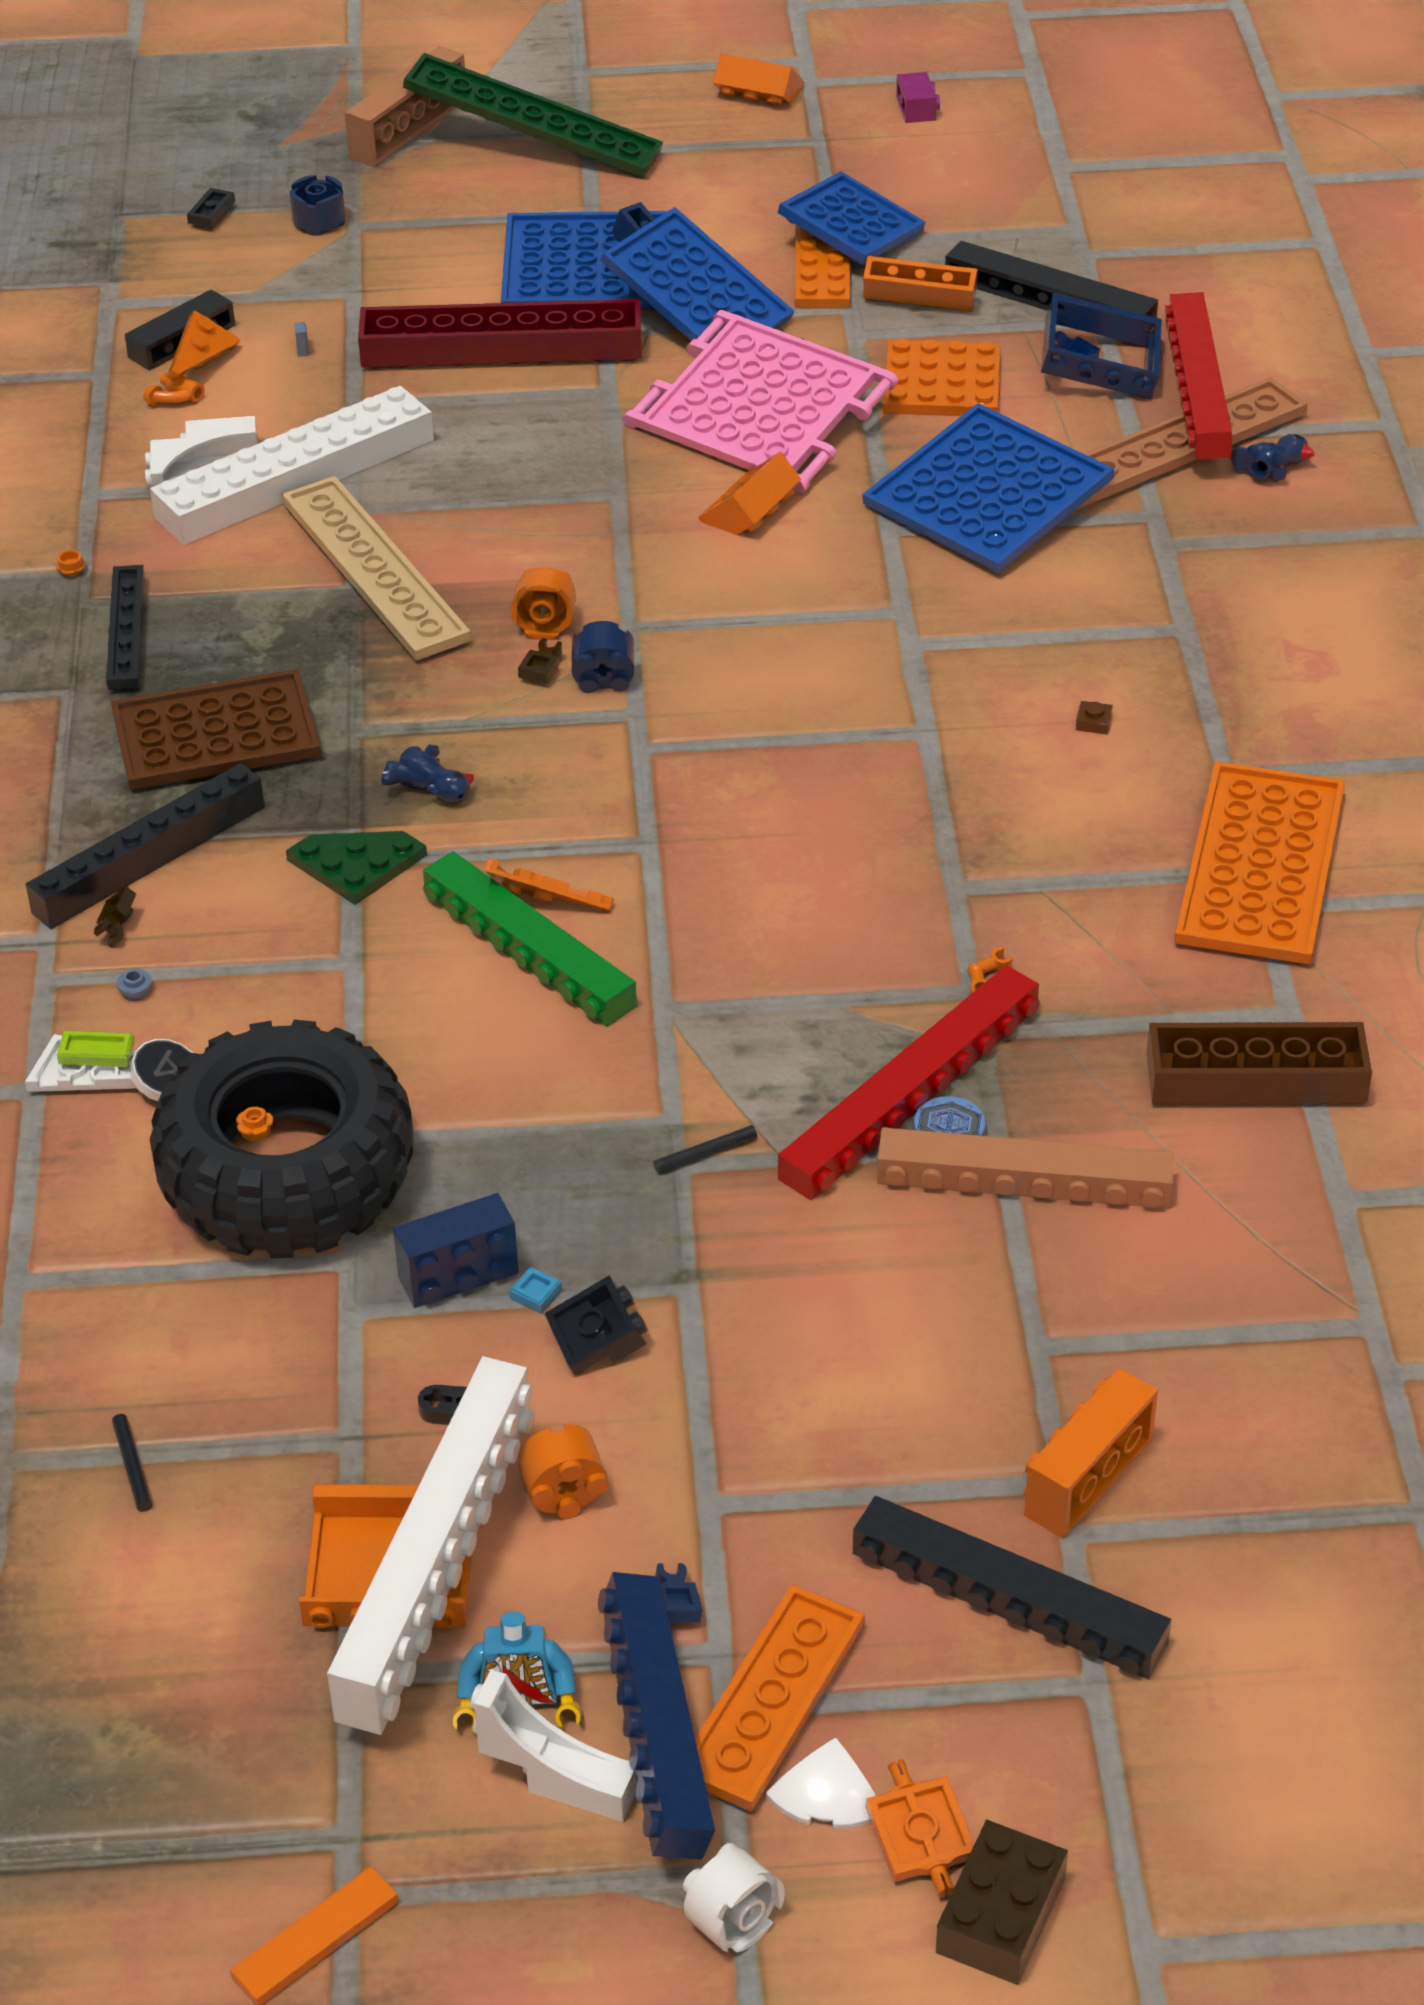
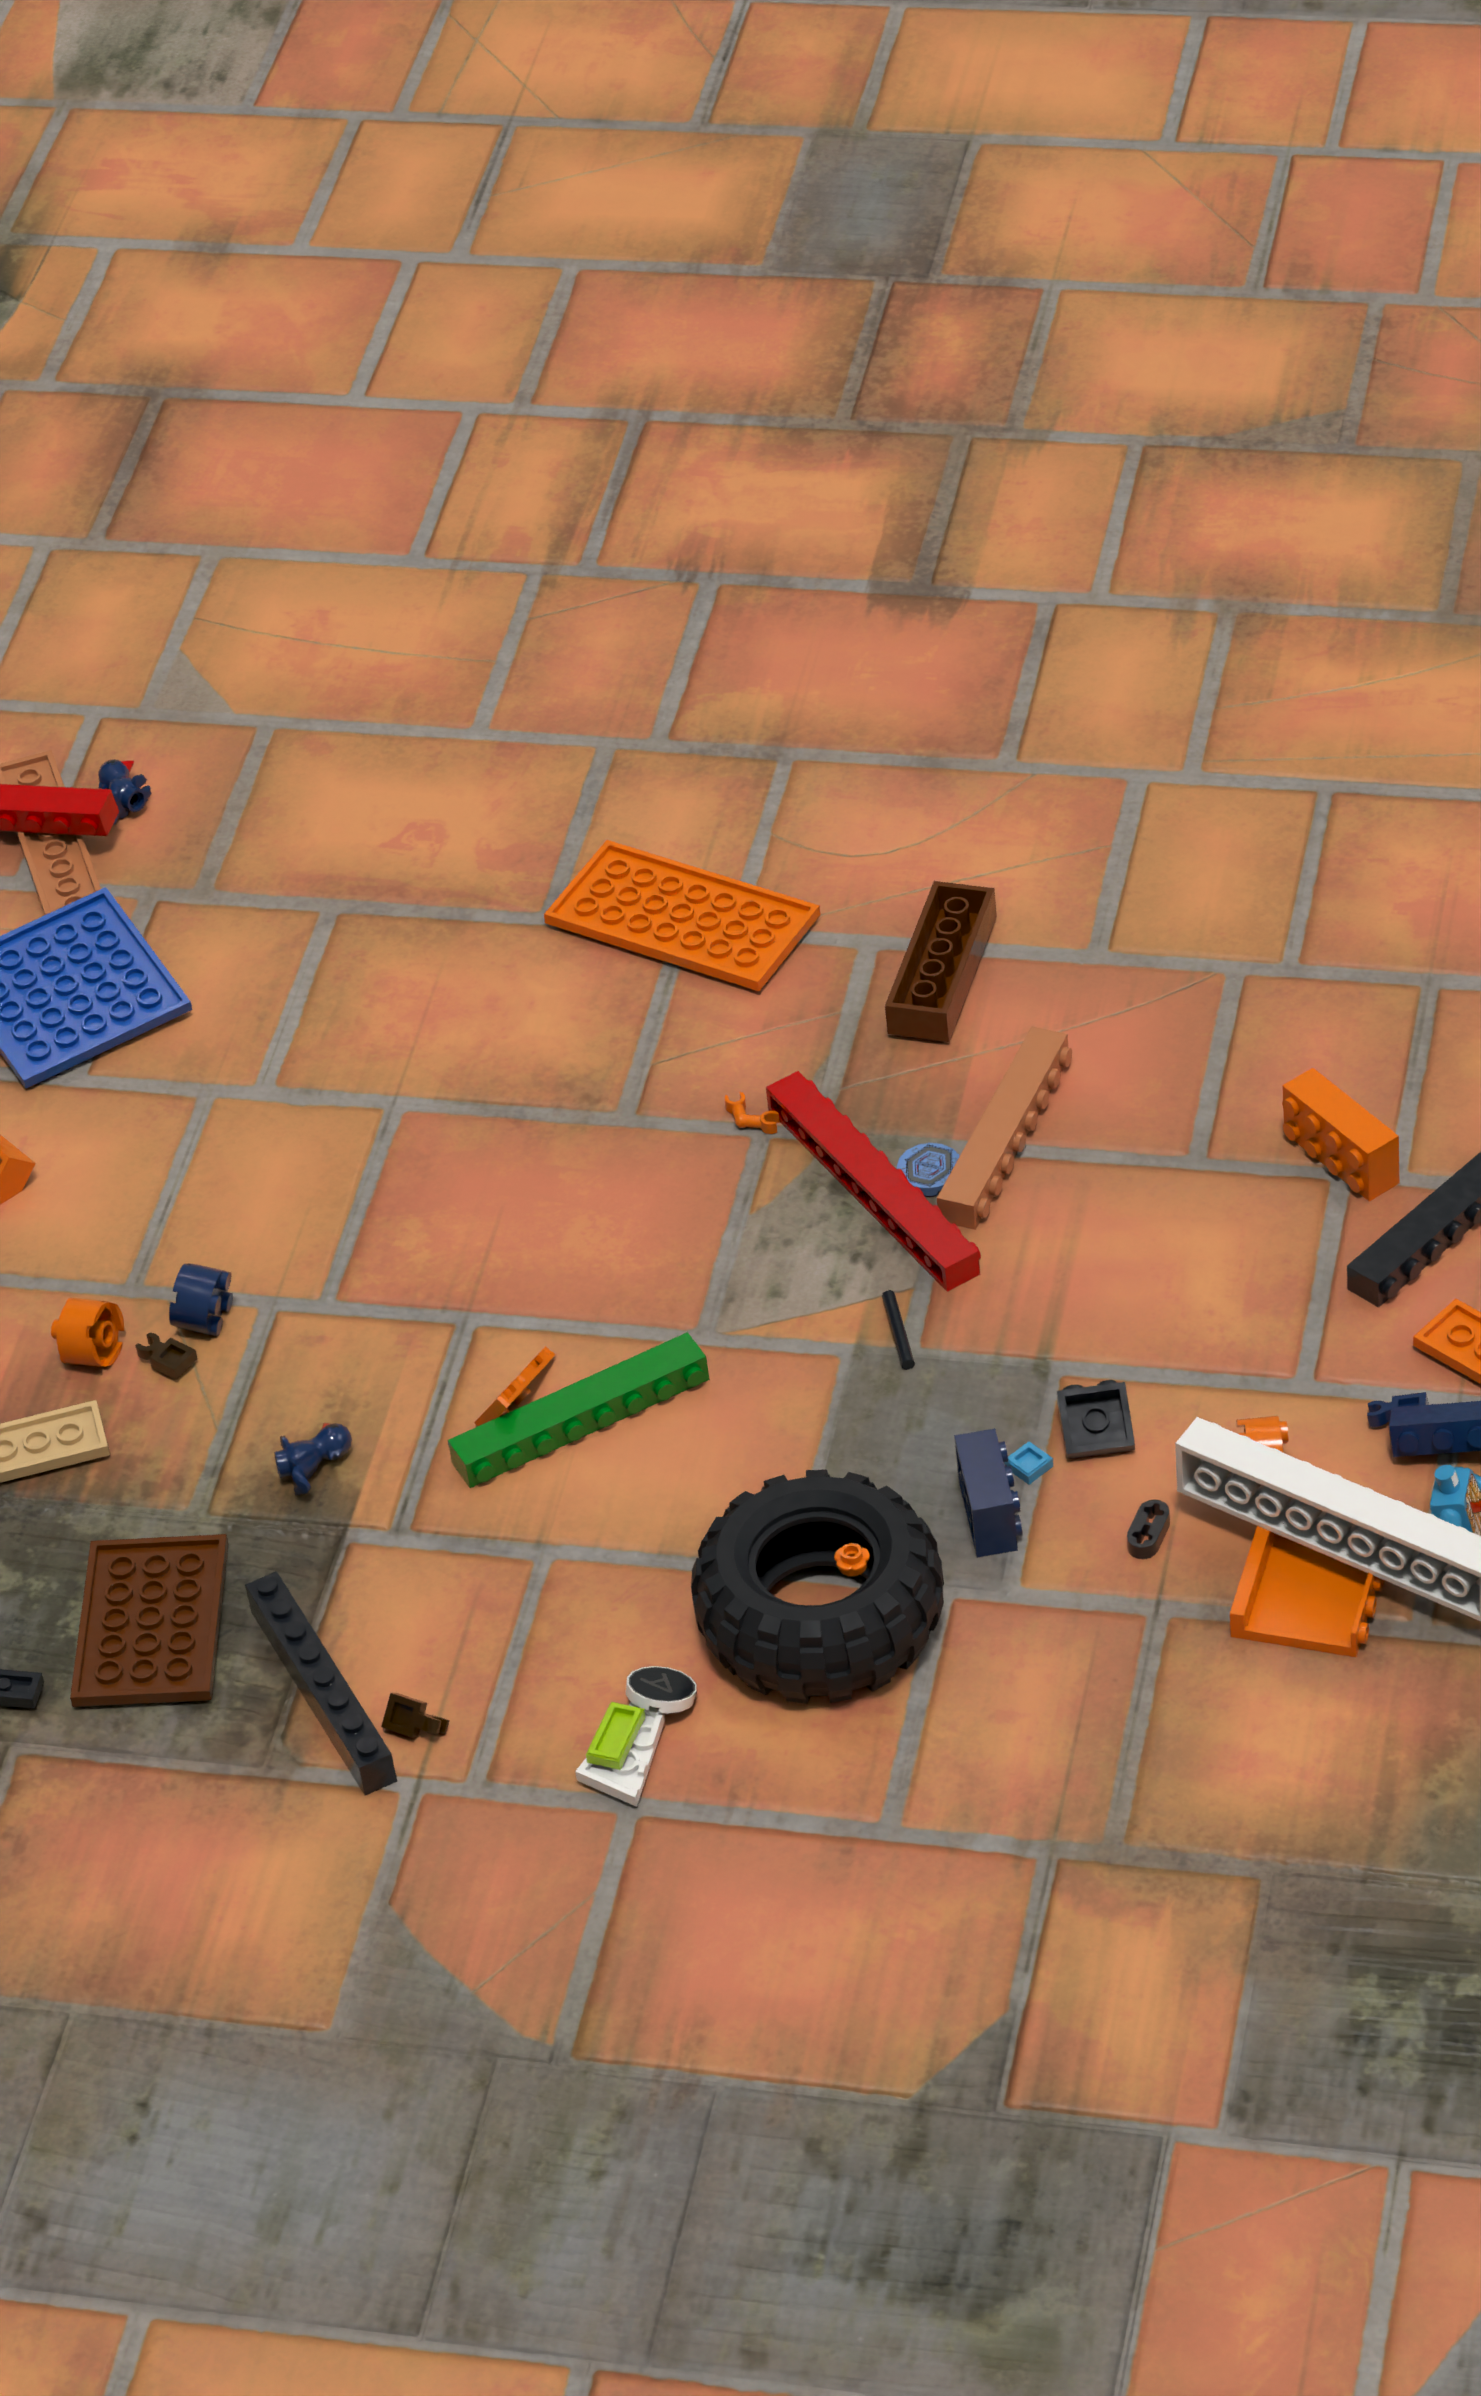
camera: 70 degrees left, 0 degrees up
(132, 1463) = (1145, 1754): black bar -> none
(134, 984) = (516, 1712): sand blue plate -> none
(356, 862) = (403, 1531): dark green plate -> none
(1094, 717) = (434, 985): reddish brown plate -> none

